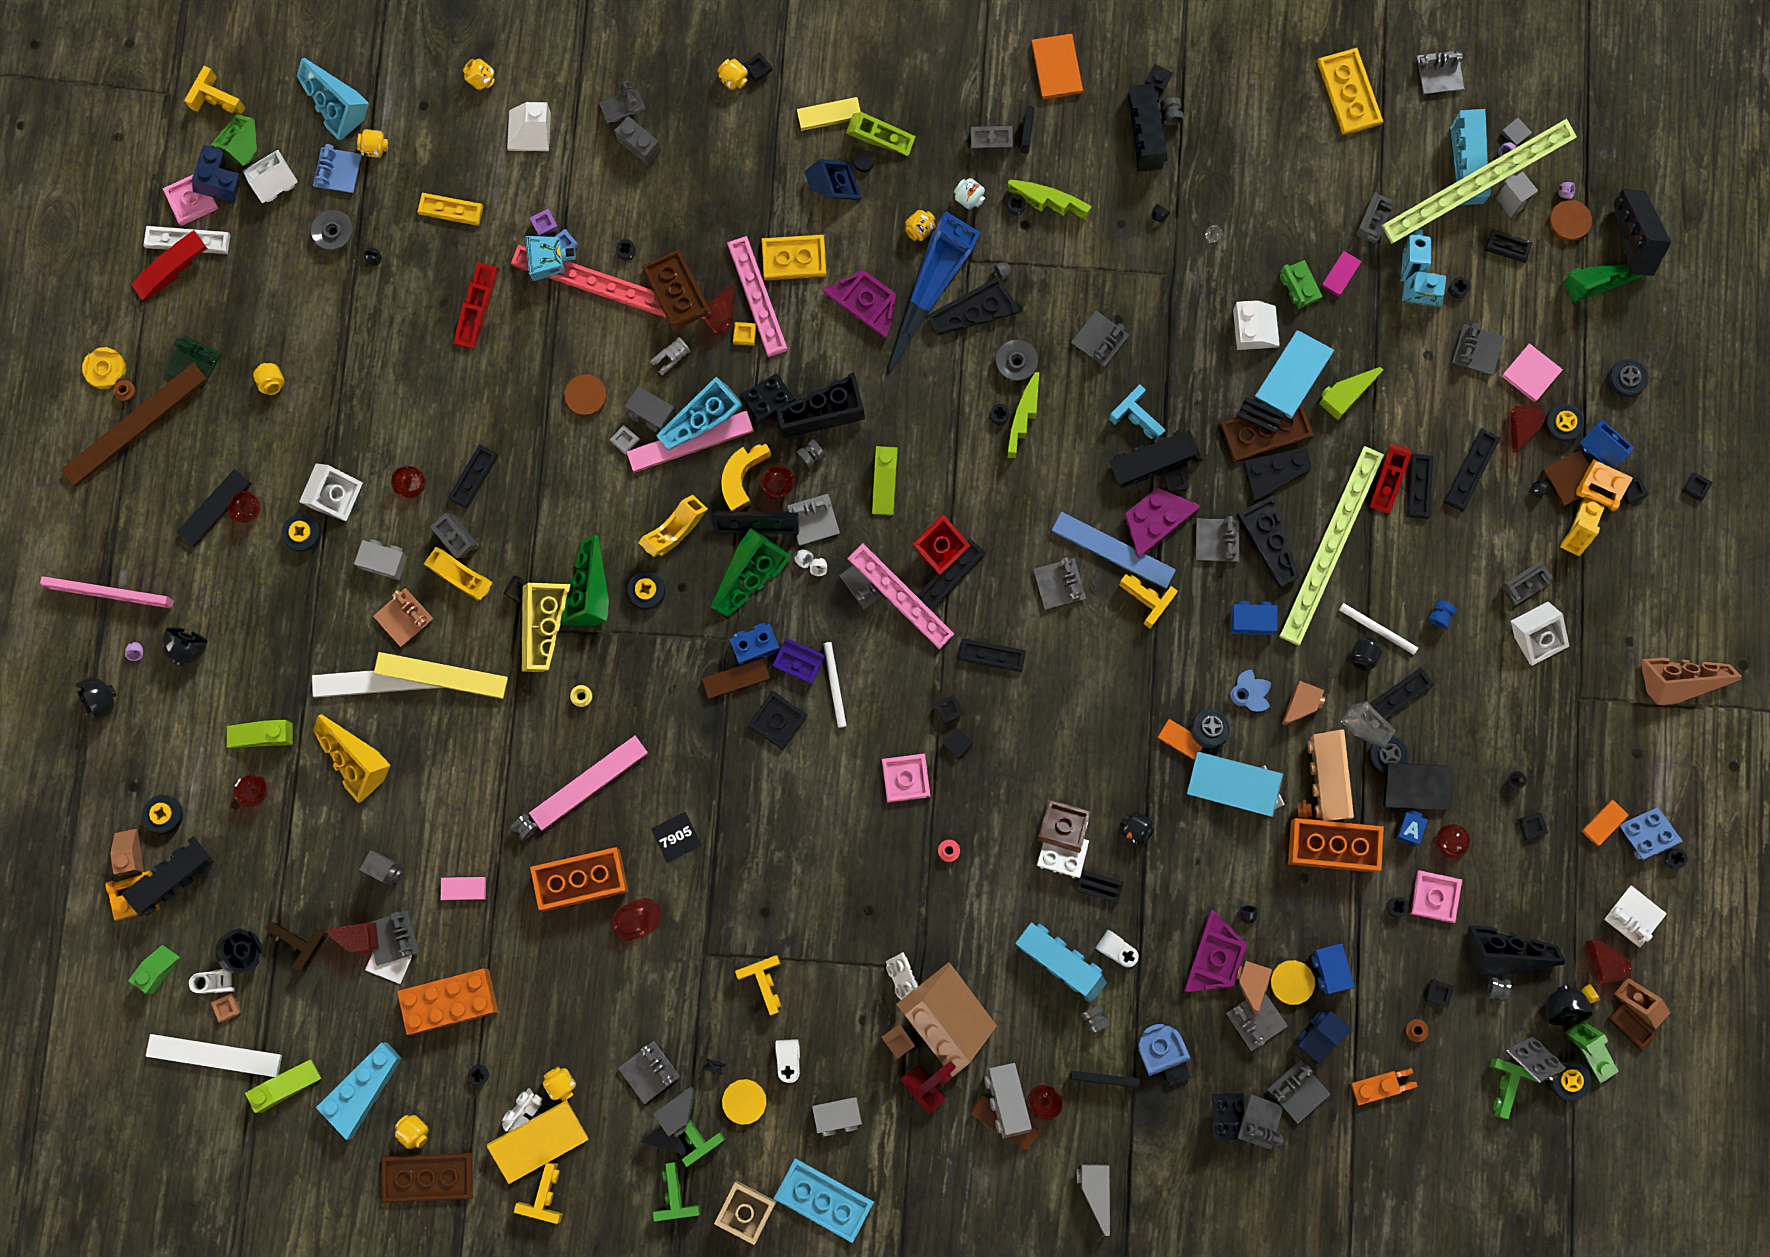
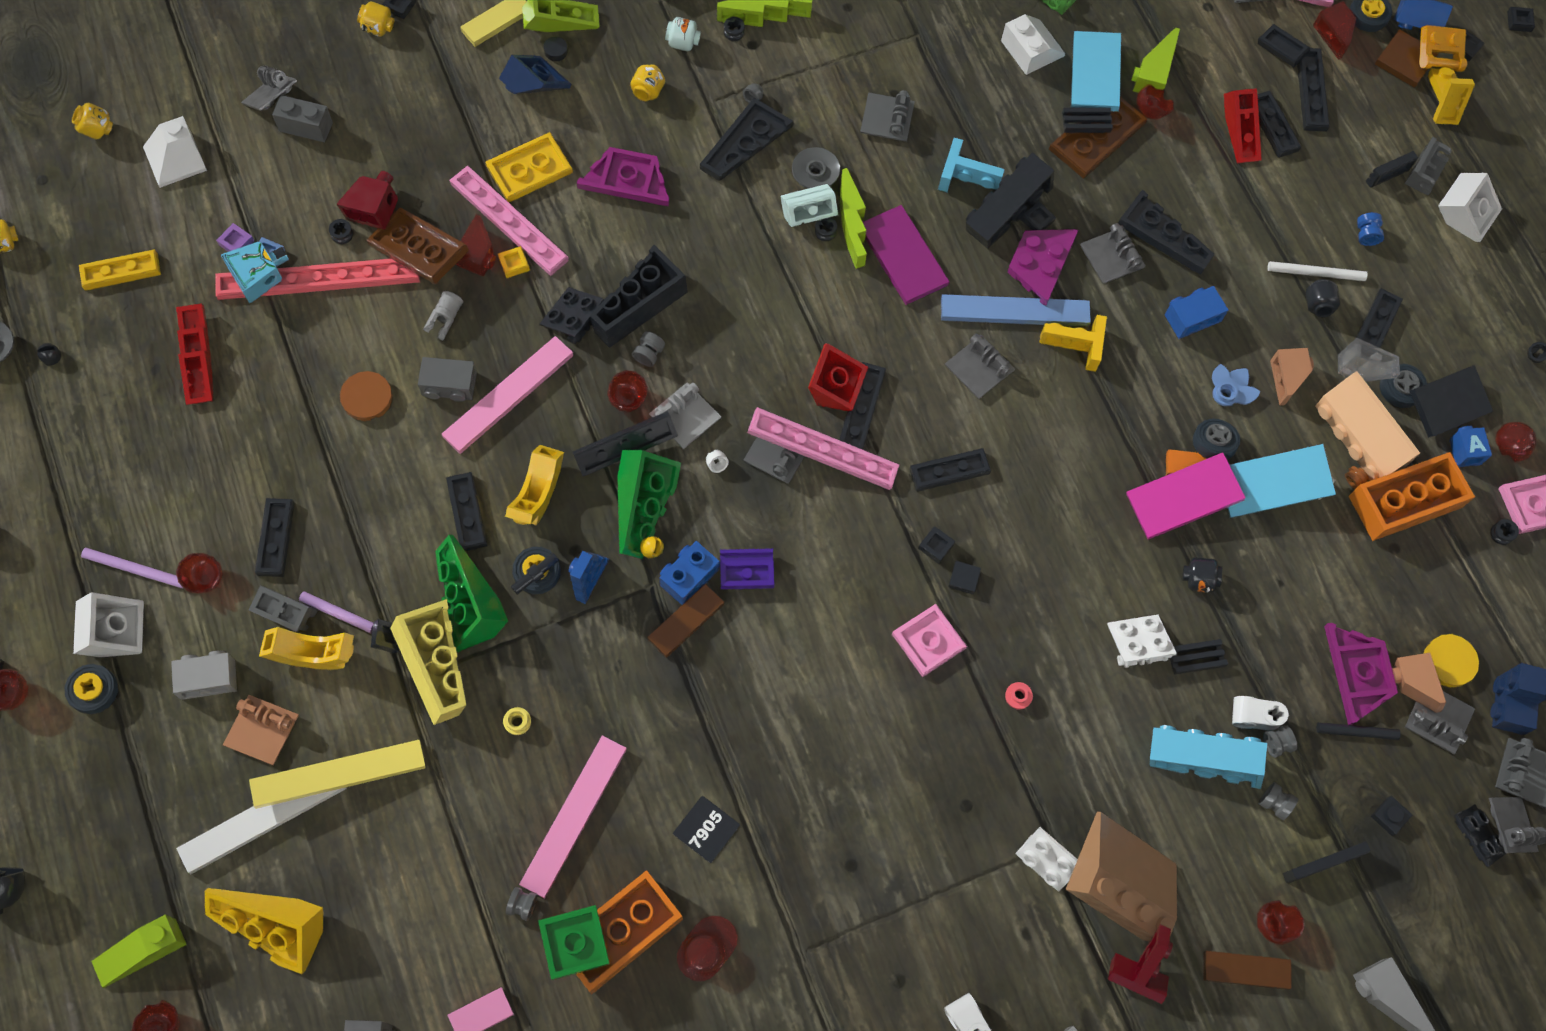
camera: 35 degrees left, 10 degrees down
(363, 452) = (131, 567): none -> lavender bar
(491, 554) = (336, 612): none -> lavender bar
(542, 872) = (573, 942): none -> green plate
(617, 520) = (466, 511): none -> black tile
(624, 439) = (433, 423): light grey tile -> none
(641, 594) = (535, 573): none -> black bar
(658, 235) = (370, 201): none -> dark red torso
(678, 611) = (586, 573): none -> blue wing
(708, 409) = (511, 351): medium azure wedge -> none
(734, 473) = (581, 421): yellow arch -> none
(735, 609) = (648, 547): none -> yellow hinge
(764, 980) = (895, 945): yellow bracket -> none
(777, 720) = (755, 644): black tile -> none
(807, 560) = (695, 459): white hinge -> none
(832, 672) = (799, 578): white bar -> none
(884, 480) = (741, 341): lime slope -> none
(898, 1041) = (1080, 936): medium nougat panel -> none
(944, 256) = (688, 100): blue plate -> none
(994, 390) = (809, 205): none -> light aqua brick
(1007, 1100) = (1241, 941): light grey brick -> none
(1050, 463) = (904, 255): none -> magenta tile
(1064, 826) = (1126, 609): tile -> none
(1122, 977) = (1280, 741): none -> dark grey wheel
(1159, 761) = (1185, 496): none -> dark pink tile
(1162, 1048) = (1365, 798): medium blue tile -> none
(1188, 999) = (1359, 731): none -> black bar
(1248, 913) = (1365, 610): black hinge -> none
(1275, 470) = (1128, 168): black wing -> none
(1325, 424) = (1153, 104): none -> clear red hair
(1331, 546) = (1226, 214): yellowish green plate -> none
(1332, 968) = (1486, 624): blue brick -> none
(1469, 420) = (1283, 45): none -> black tile
(1493, 571) = (1392, 169): none -> black tile
(1539, 488) = (1385, 79): black hinge -> none

